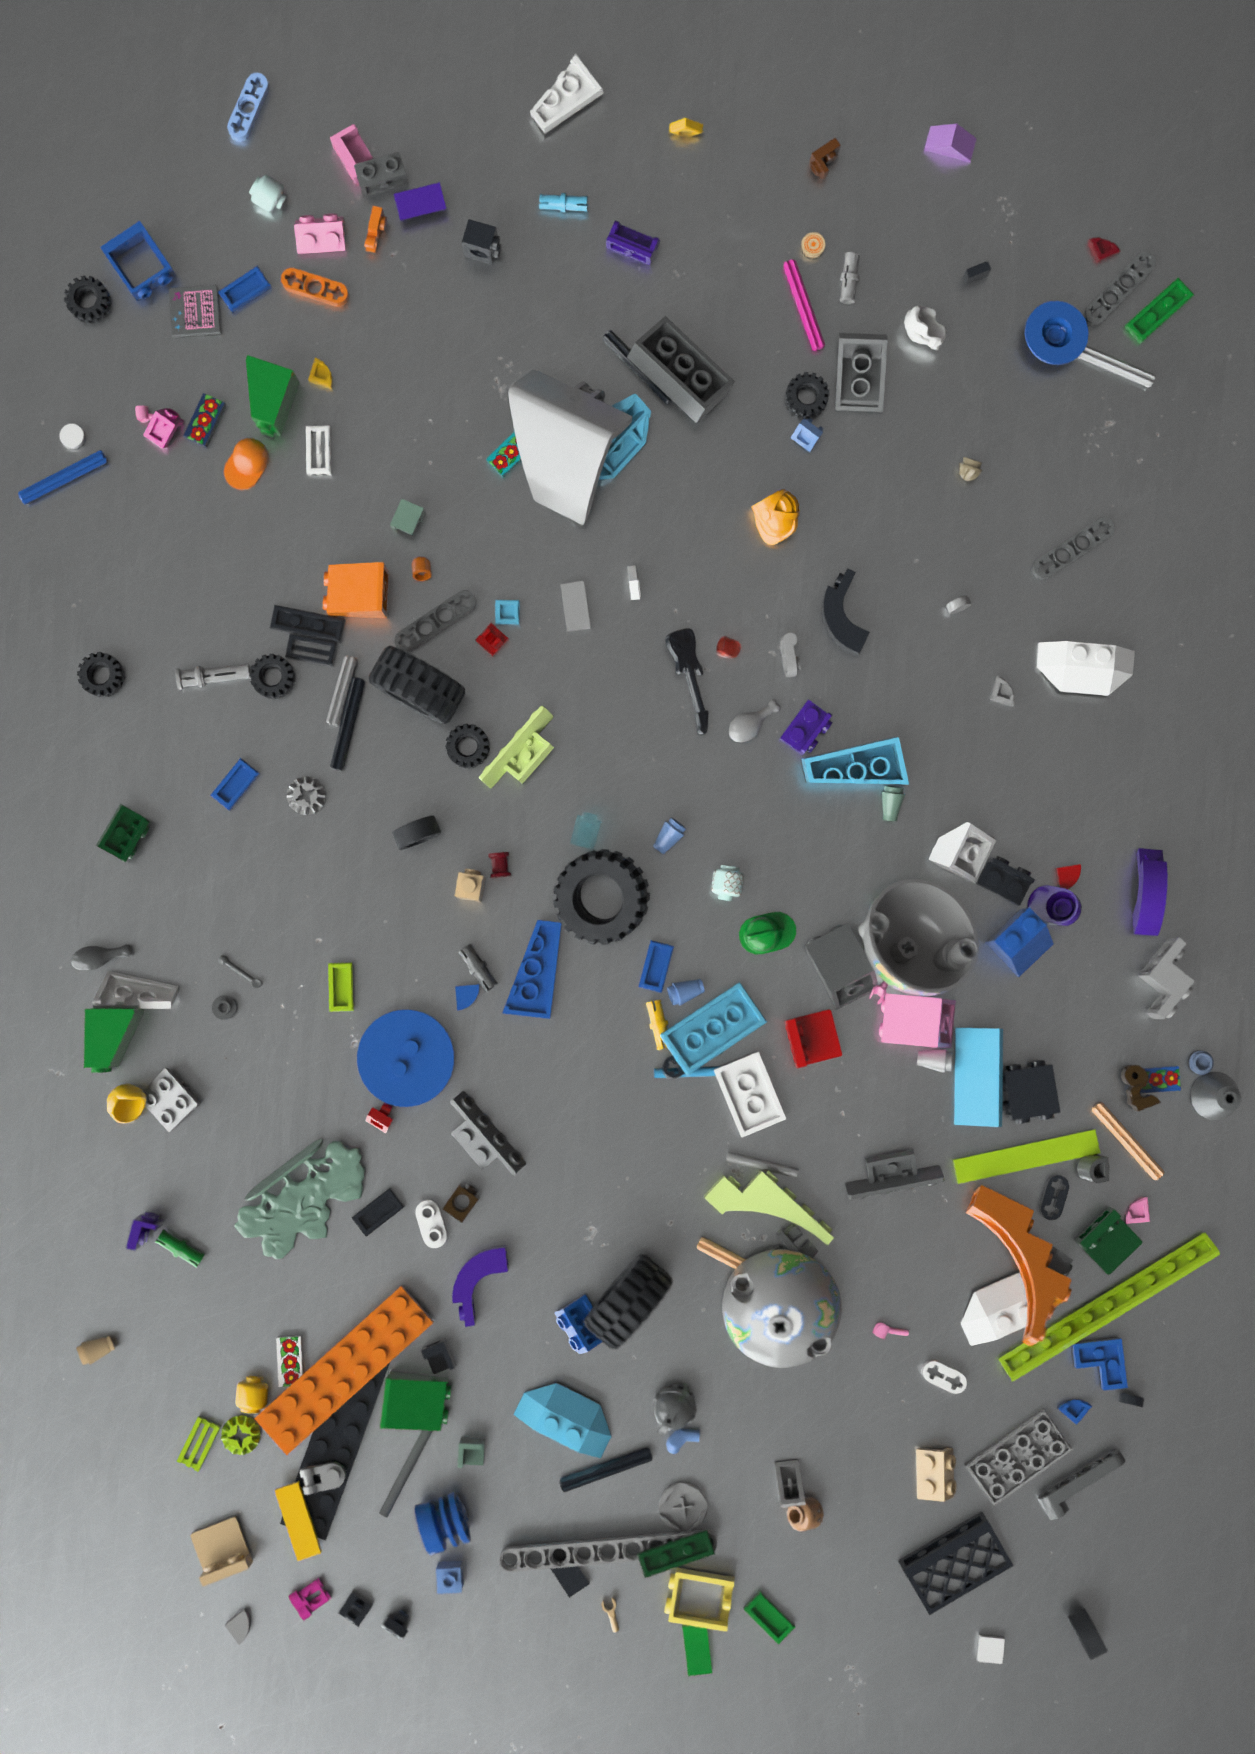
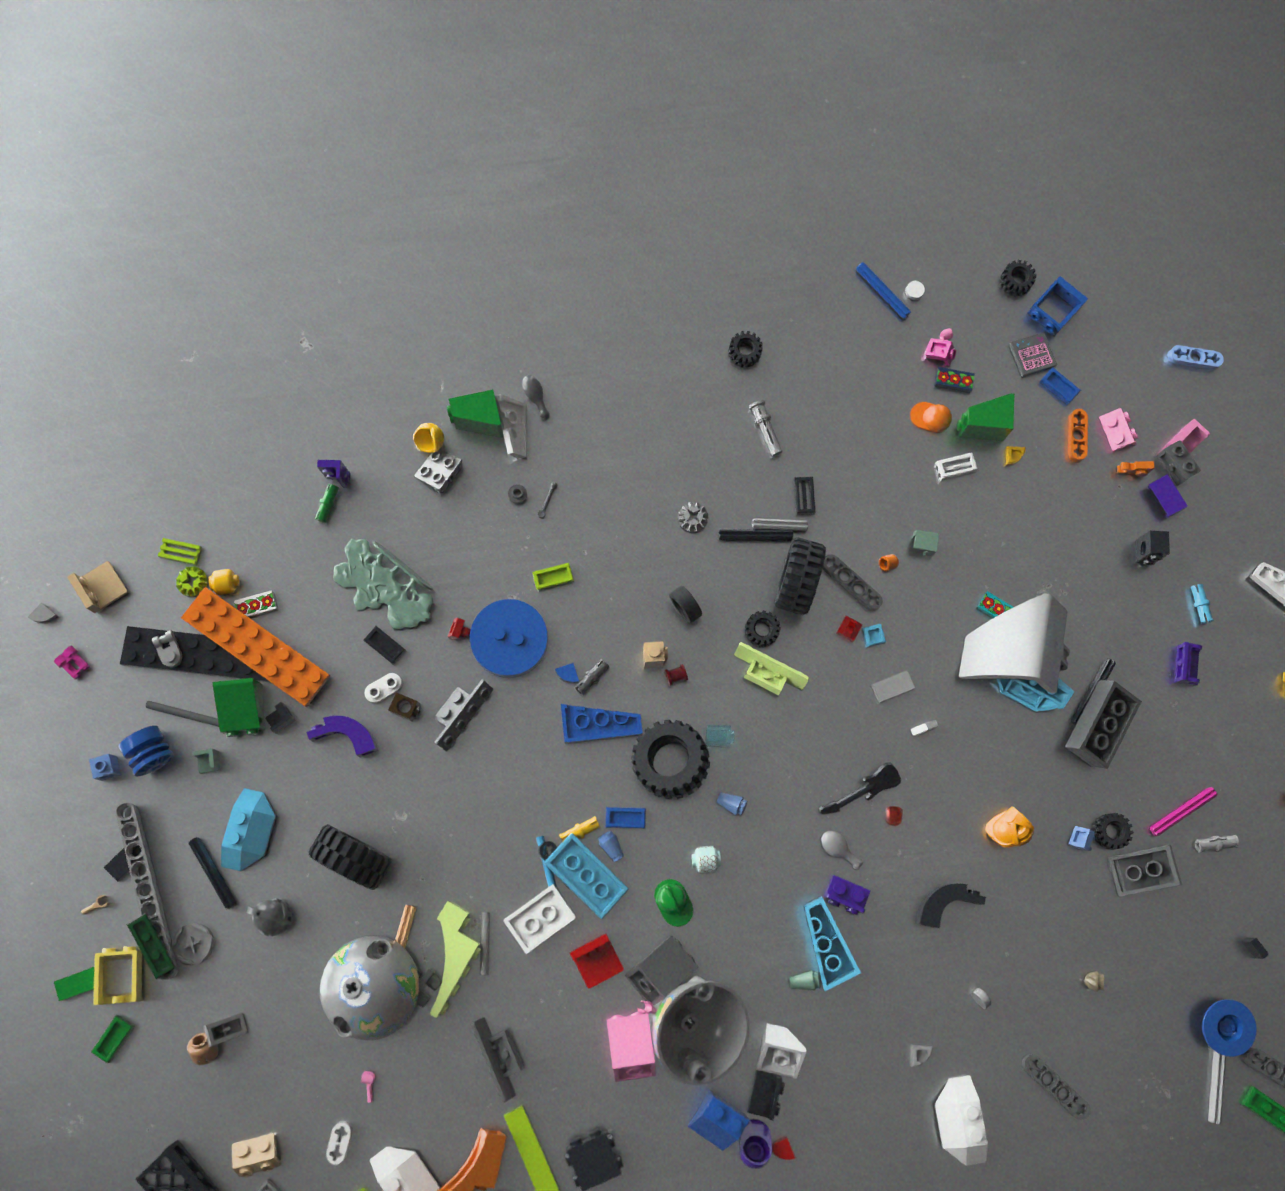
camera: 70 degrees right, 10 degrees down
(95, 1349) = (237, 458): tan cone -> none
(123, 833) = (632, 391): dark green bracket -> none
(235, 784) = (688, 463): blue tile -> none
(261, 666) = (784, 463): black tyre -> none
(267, 193) = (1137, 384): light aqua head -> none
(298, 1521) = (130, 638): yellow tile -> none
(307, 623) = (823, 488): black tile -> none
(355, 1608) = (69, 700): black tile -> none
(357, 590) = (859, 518): orange slope -> none
(395, 1626) = (59, 733): black tile -> none
(572, 1319) = (328, 815): blue bracket -> none
(679, 1437) = (249, 928): medium blue arm -> none
(790, 662) = (895, 869): light grey plate -> none
(813, 245) = (1232, 807): tan tile -> none
(924, 328) = (1197, 914): white hair -> none
(936, 1059) = (602, 1070): light grey cone -> none
(978, 1076) = (596, 1111): medium azure tile -> none

